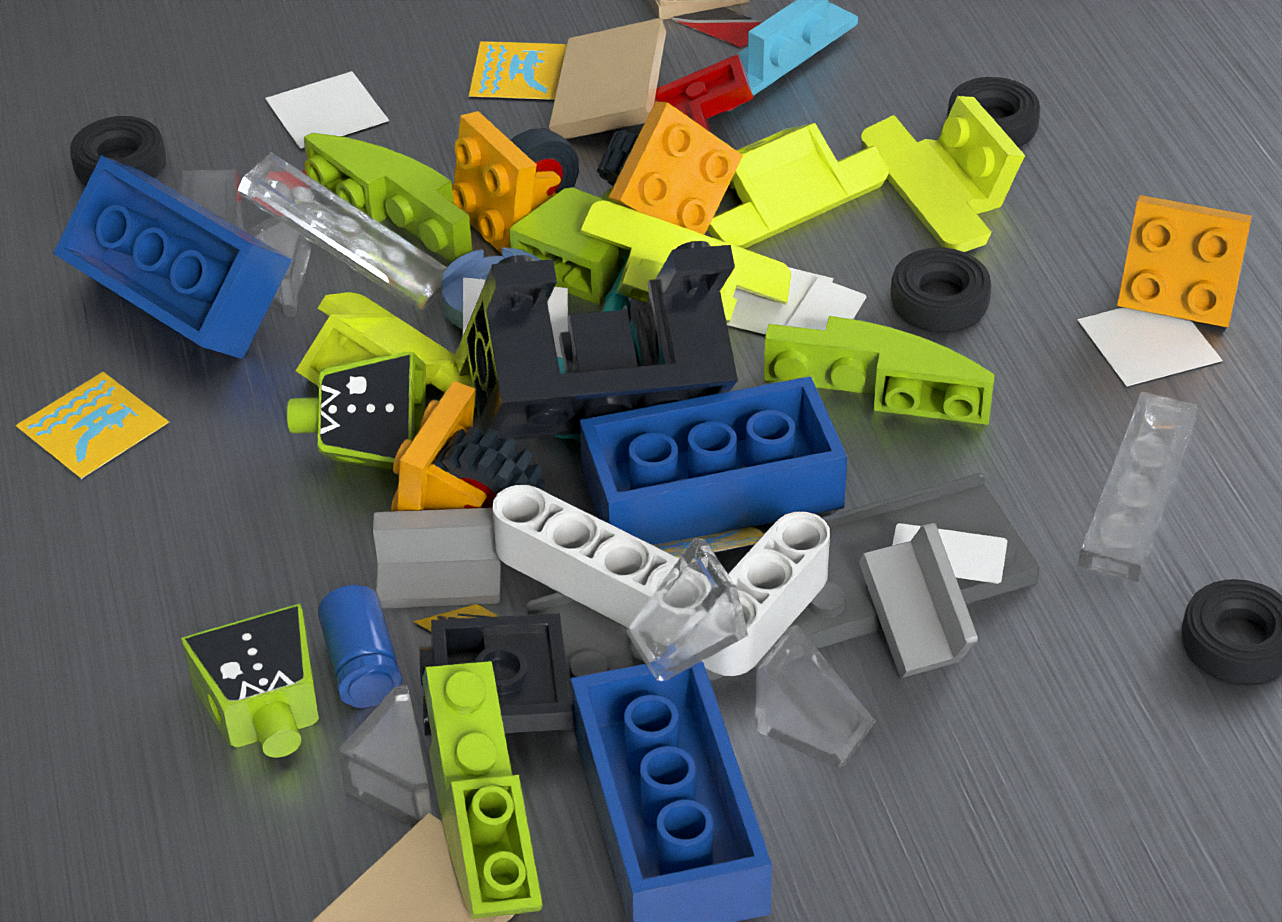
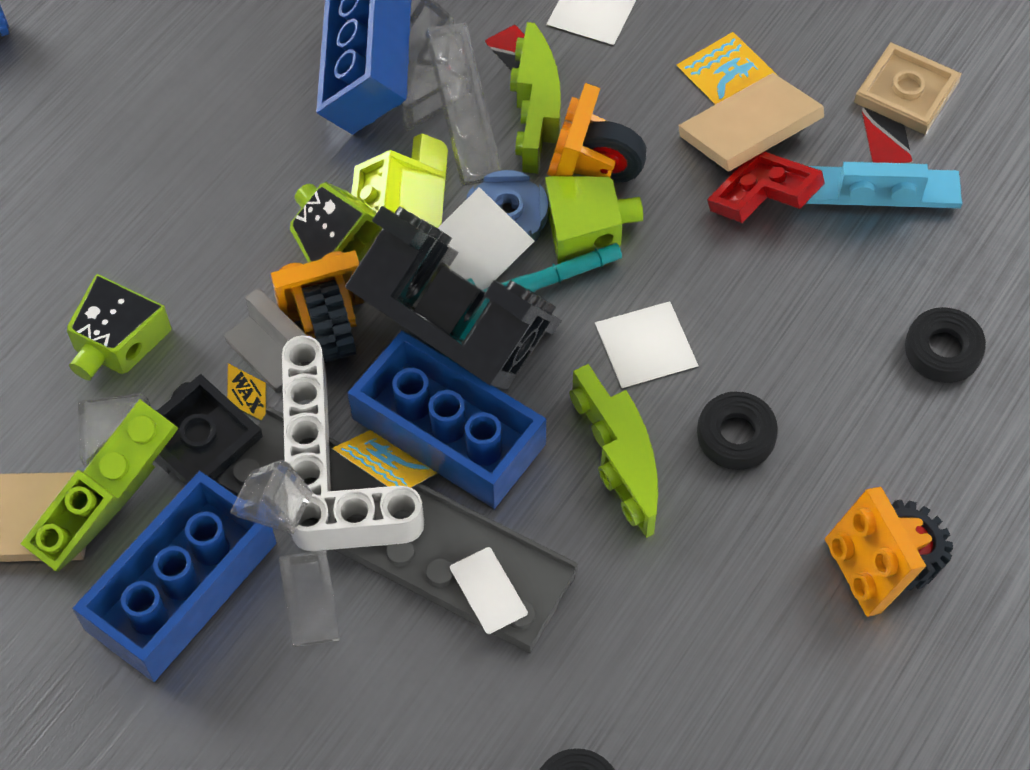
camera: 50 degrees right, 15 degrees up
(92, 424) = (242, 110): yellow sticker -> none
(358, 645) = (174, 353): blue piece -> none
(653, 240) = (600, 286): neon yellow plate -> none
(670, 169) = (663, 221): light orange plate -> none
(791, 181) = (753, 279): neon yellow plate -> none
(826, 300) = (658, 383): white sticker -> none
(919, 603) = (426, 601): light grey panel -> none
(952, 176) = (850, 358): neon yellow plate -> none
(1138, 487) = (662, 656): clear plate -> none
(1148, 344) = (807, 580): white sticker -> none

